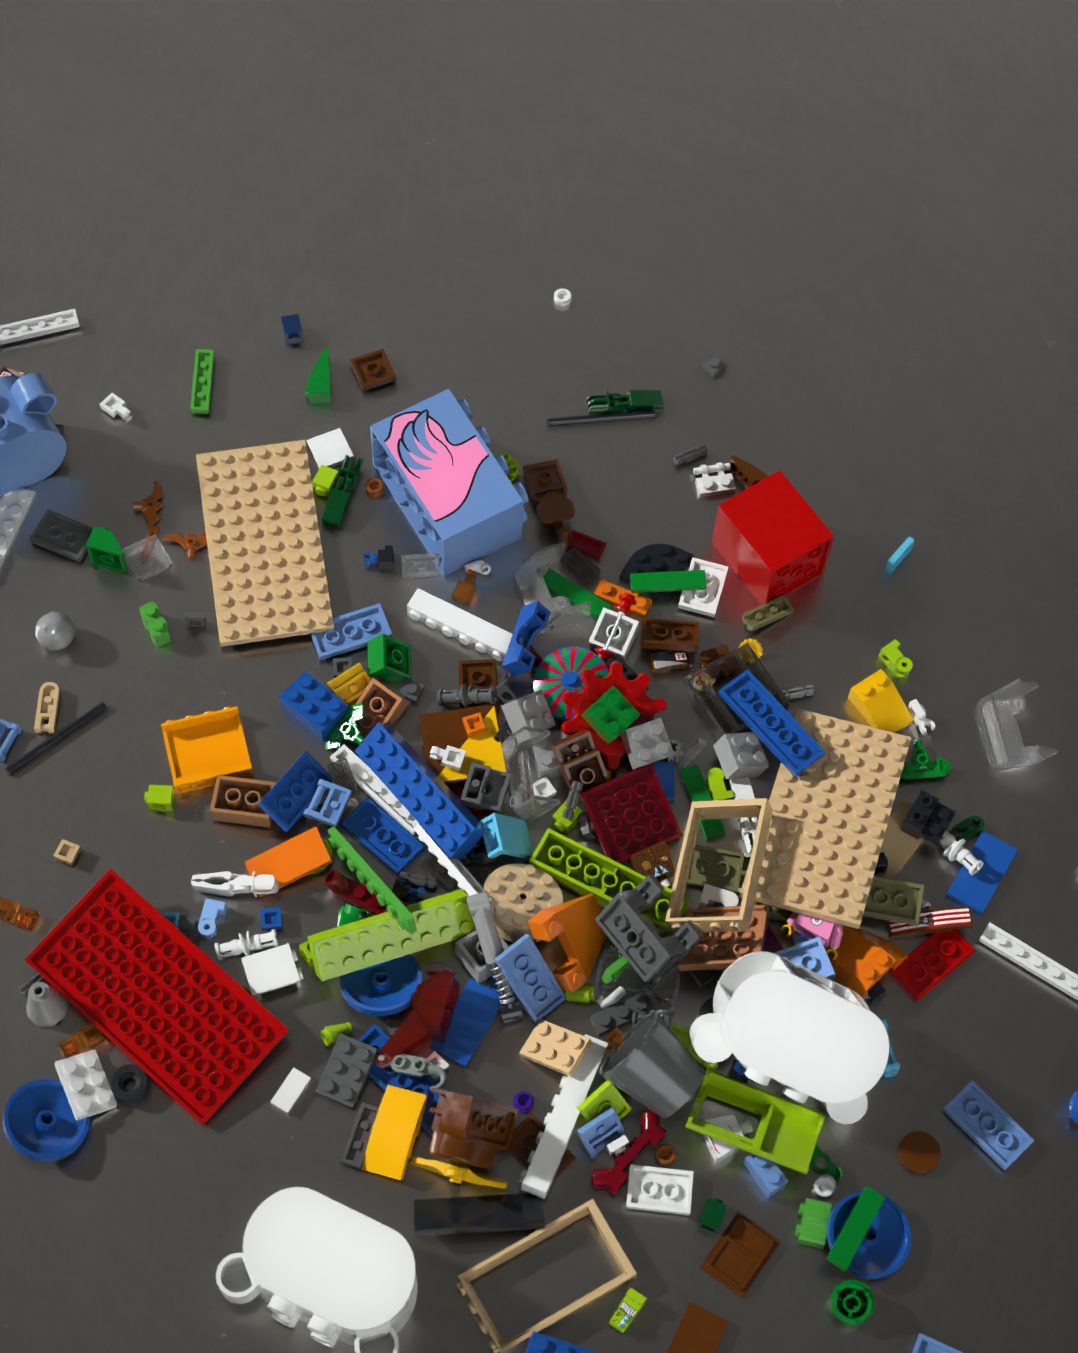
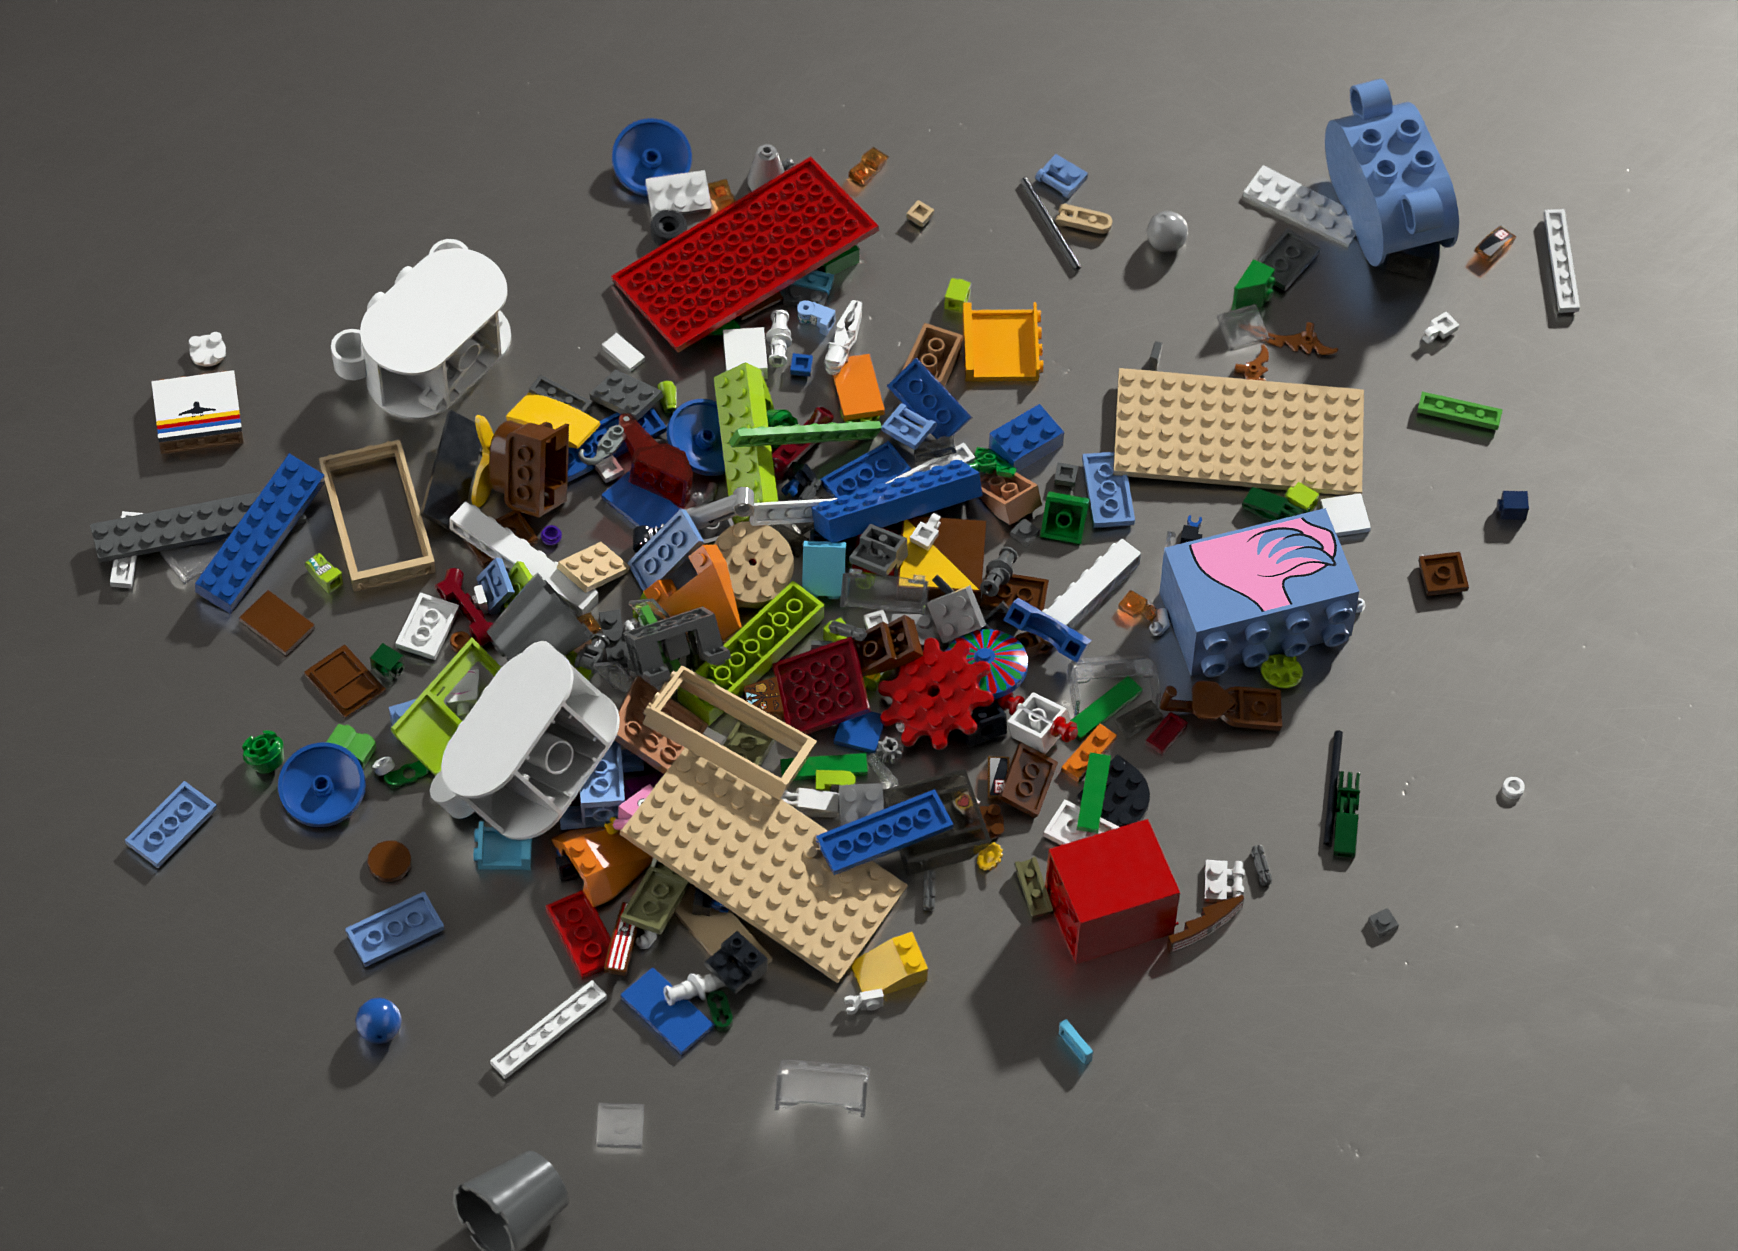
camera: 105 degrees right, 5 degrees down
(155, 624) = (1157, 319): bright green brick -> none
(319, 381) = (1437, 519): green slope -> none
(350, 683) = (1044, 473): yellow plate -> none
(474, 724) = (960, 565): orange tile -> none
(610, 715) = (928, 674): green brick -> none
(646, 743) = (892, 710): light grey brick -> none
(855, 1228) = (328, 766): green tile -> none
(895, 659) = (942, 998): lime leg -> none
(922, 765) = (806, 987): green piece -> none

